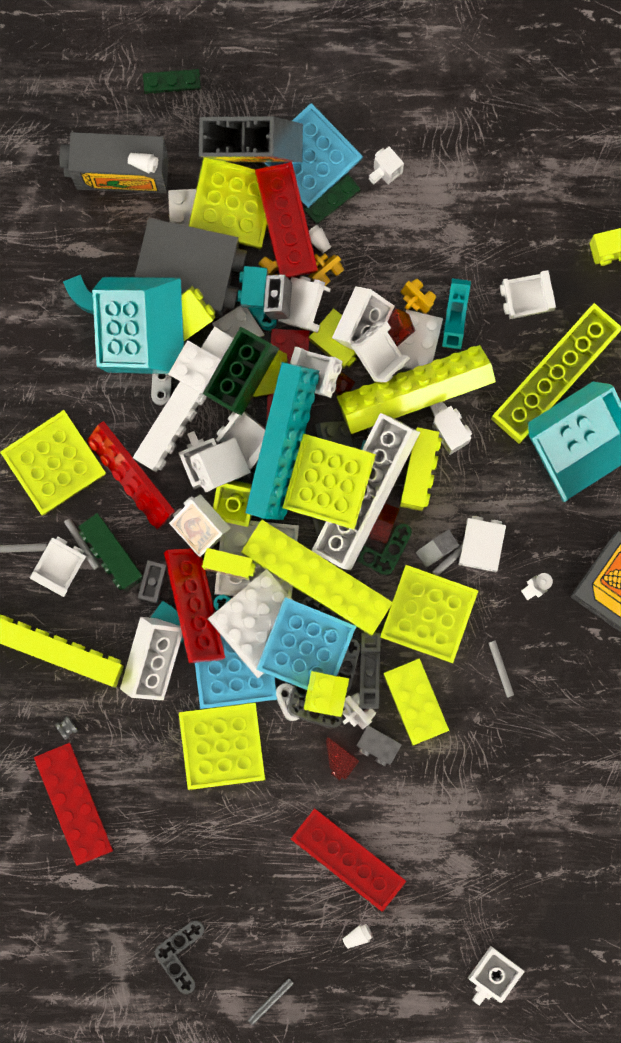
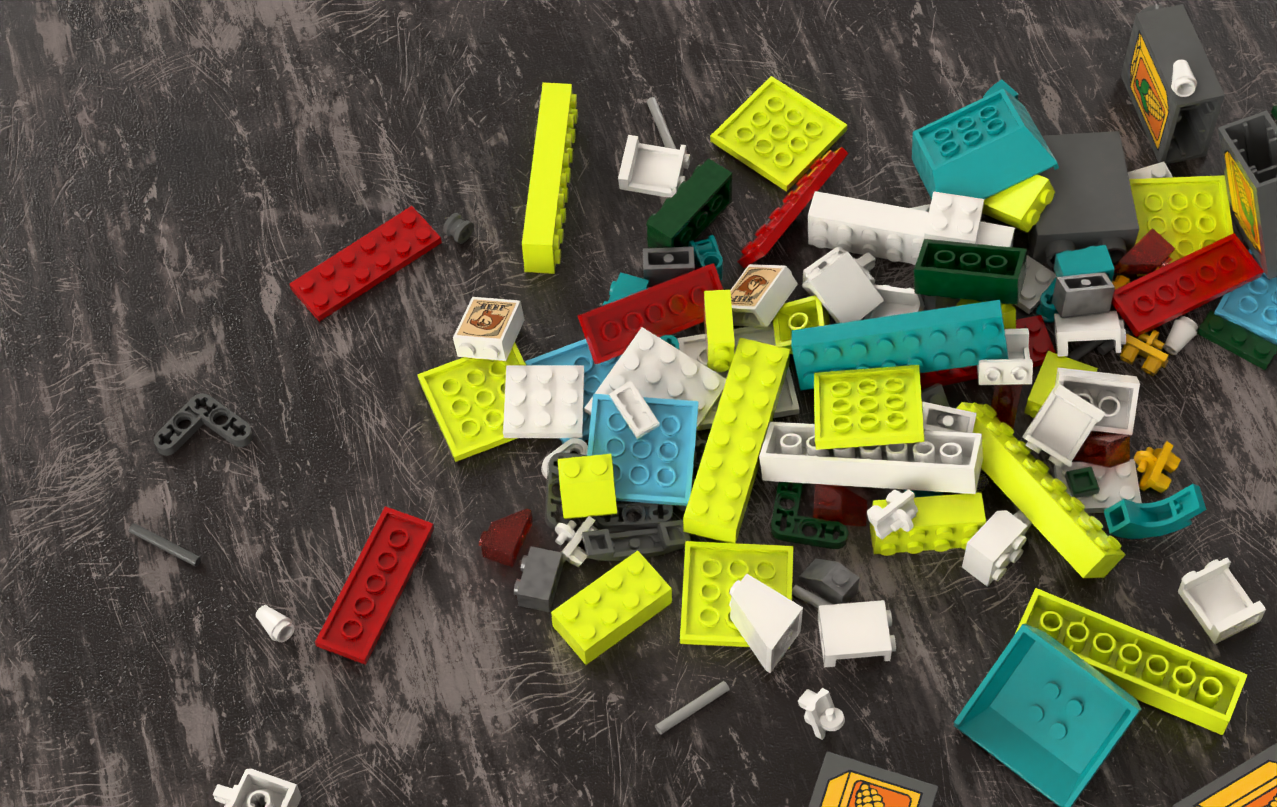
camera: 75 degrees right, 25 degrees down
(146, 550) = (706, 253): none -> teal piece
(151, 659) = (569, 287): white slope -> none
(168, 728) = (488, 328): none -> brick
(240, 704) = (544, 401): none -> white plate
(255, 239) = (1146, 256): none -> clear red slope
(281, 645) = (634, 409): none -> white plate
(355, 430) = (947, 418): none -> white slope
(416, 485) = (895, 515): none -> white hips
(417, 352) = (1082, 482): none -> dark green tile
(465, 604) = (764, 619): none -> white slope

